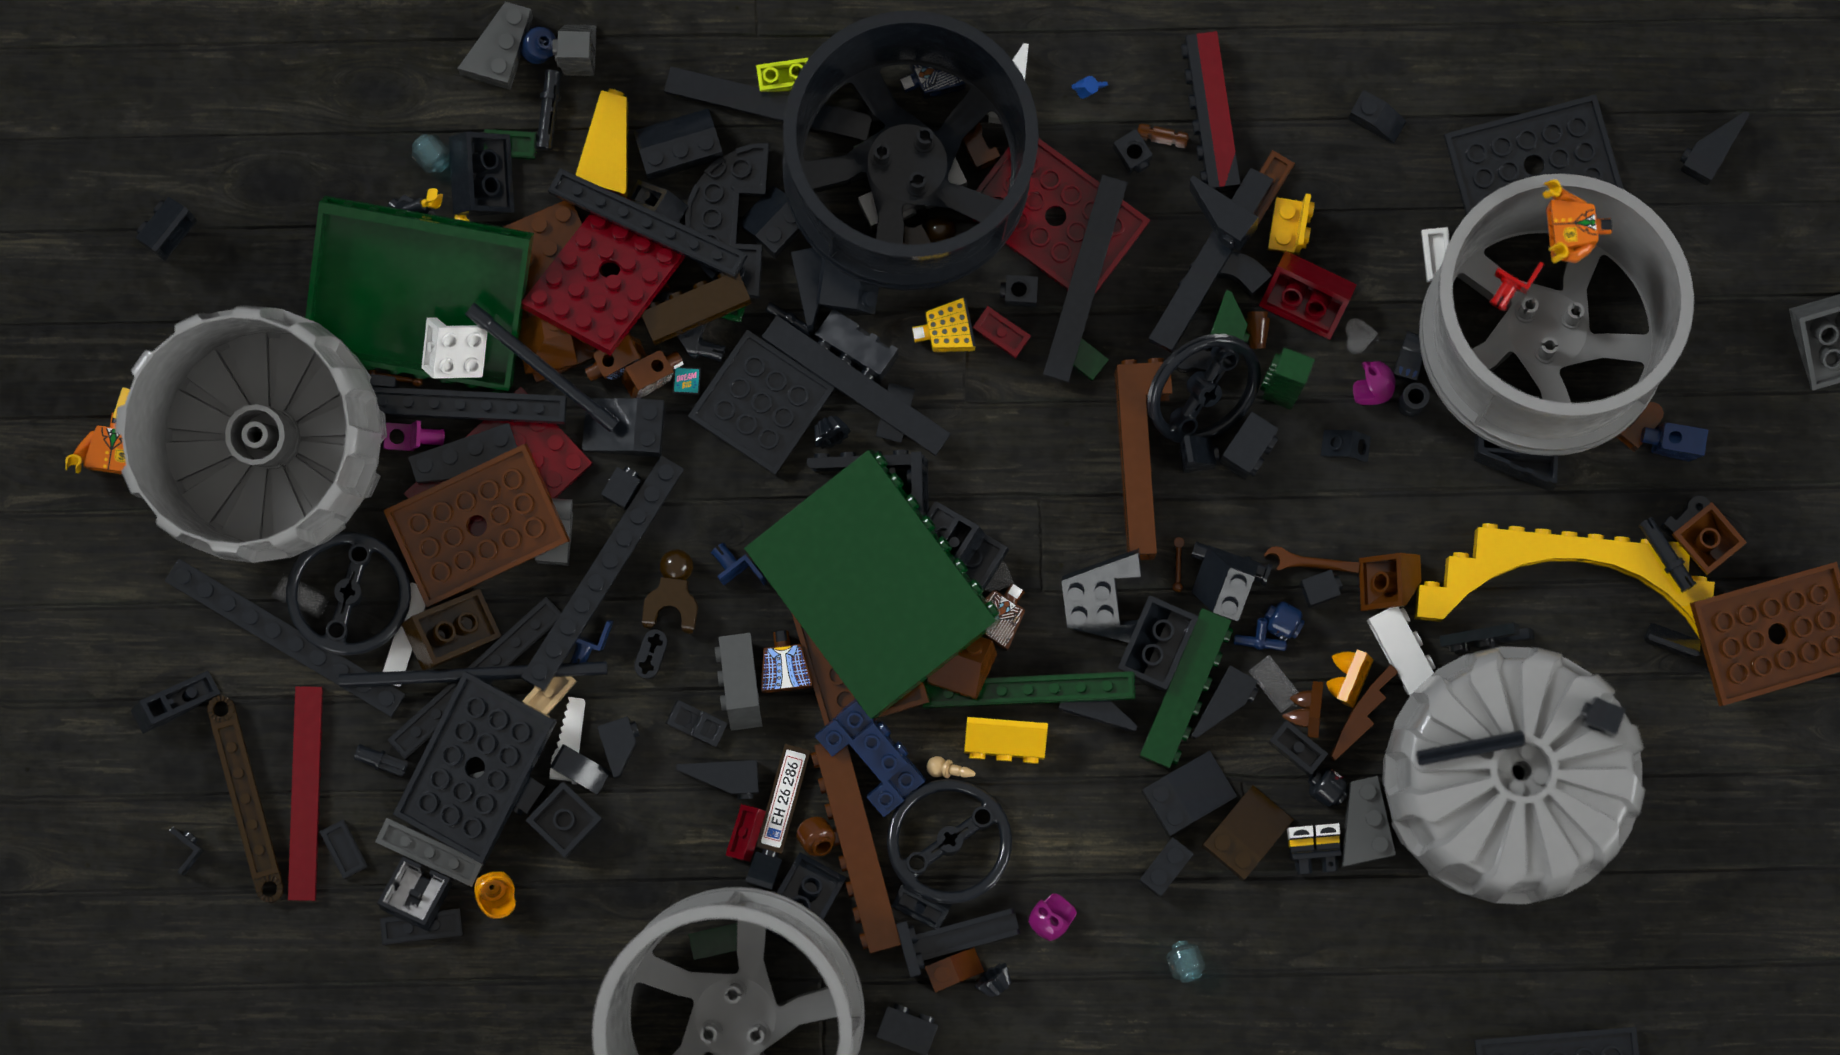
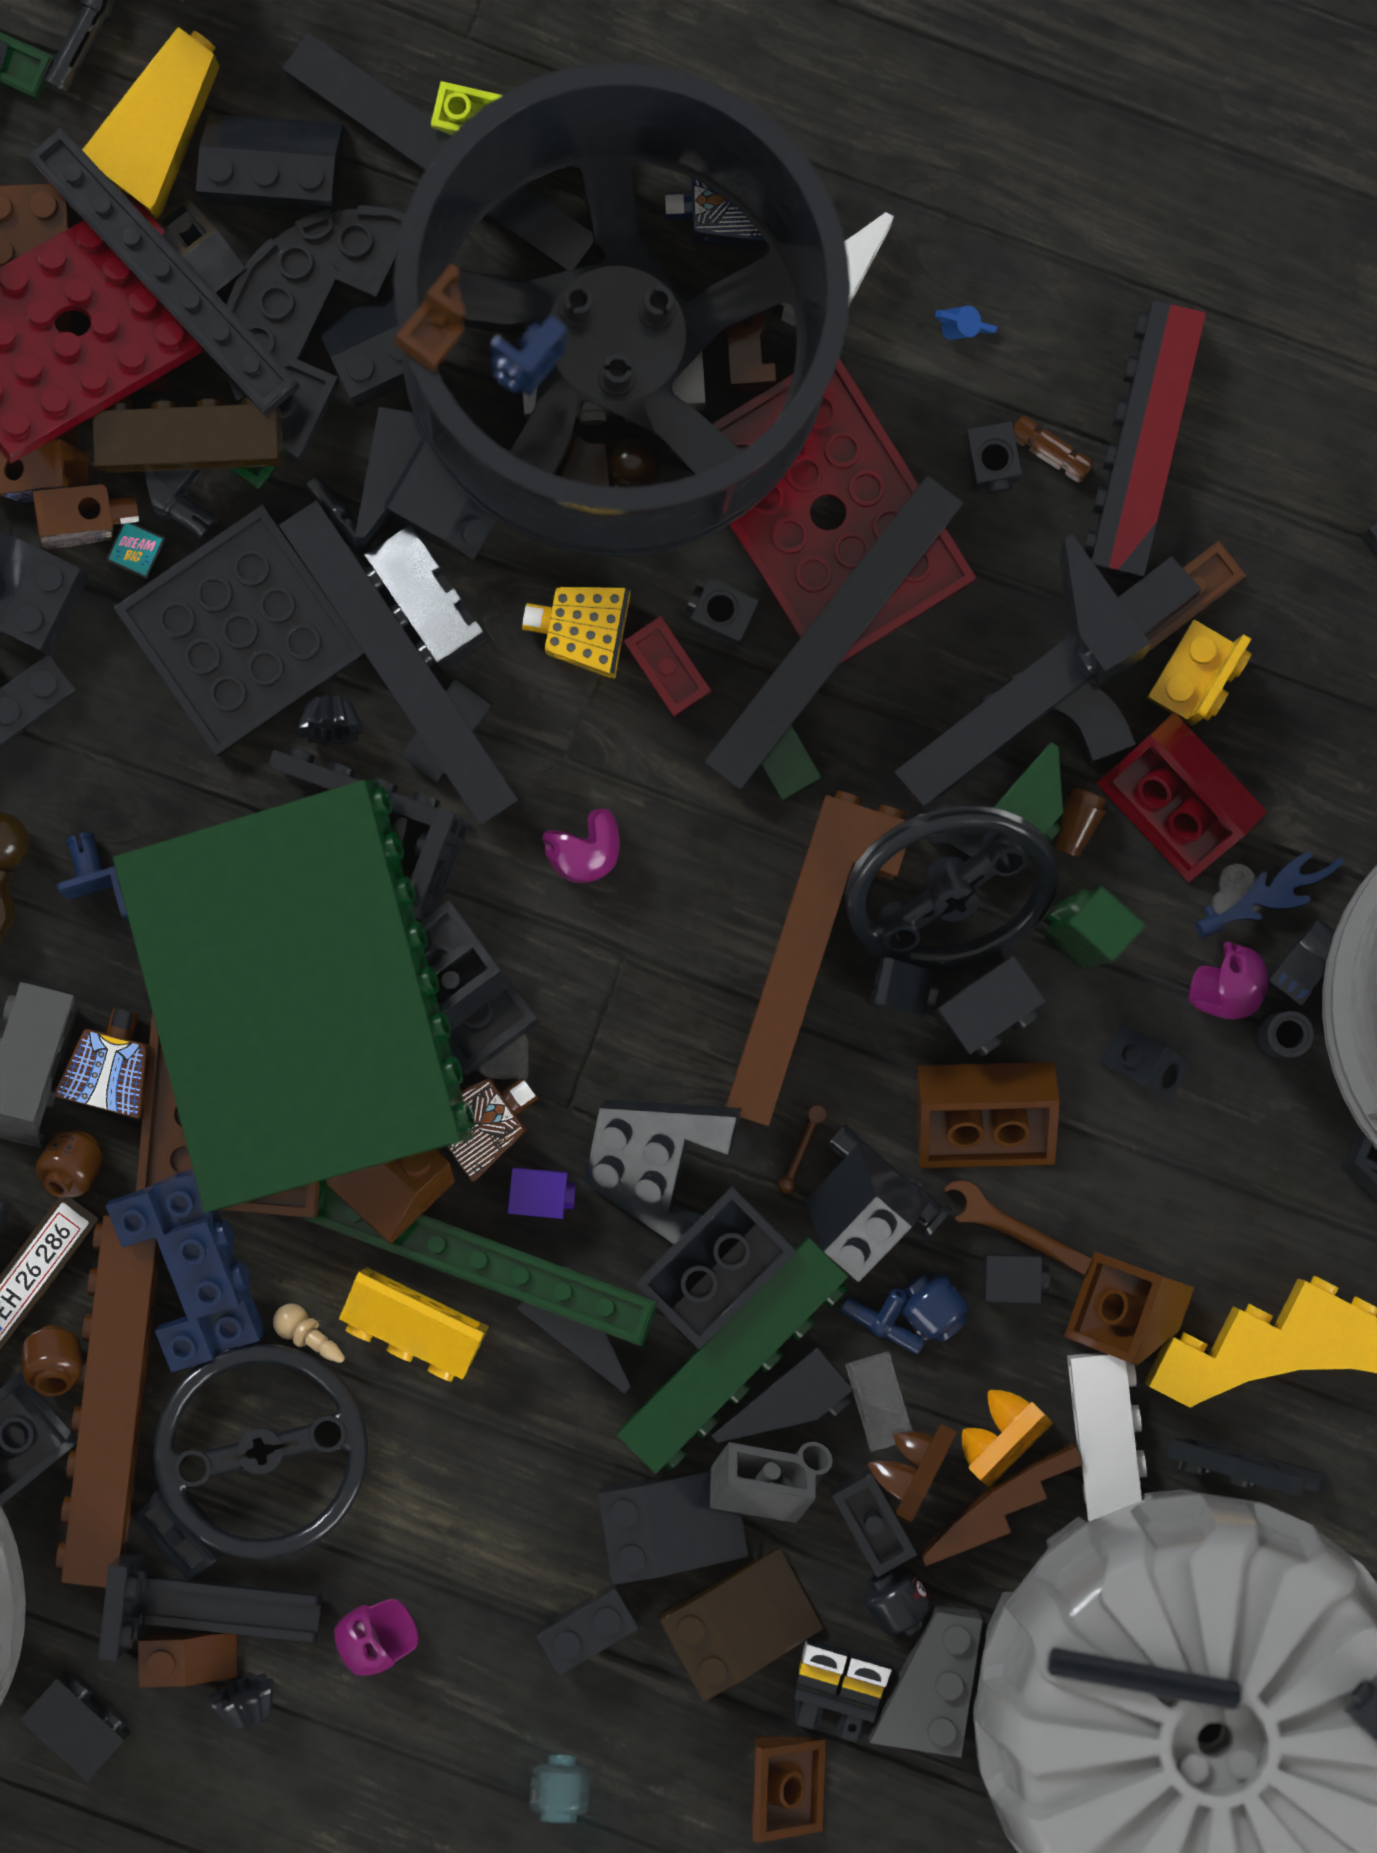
camera: 25 degrees right, 5 degrees up
(783, 725) = (69, 1164): none -> reddish brown head
(823, 189) = (436, 323): none -> reddish brown slope
(877, 195) = (540, 352): none -> dark blue bracket
(997, 452) = (586, 858): none -> magenta helmet
(1046, 642) = (540, 1192): none -> dark purple brick
(1231, 748) = (768, 1480): none -> dark grey hinge
(1271, 506) = (987, 1114): none -> reddish brown slope
(1308, 911) = (787, 1787): none -> reddish brown slope
(1380, 328) = (1276, 896): none -> dark blue piece

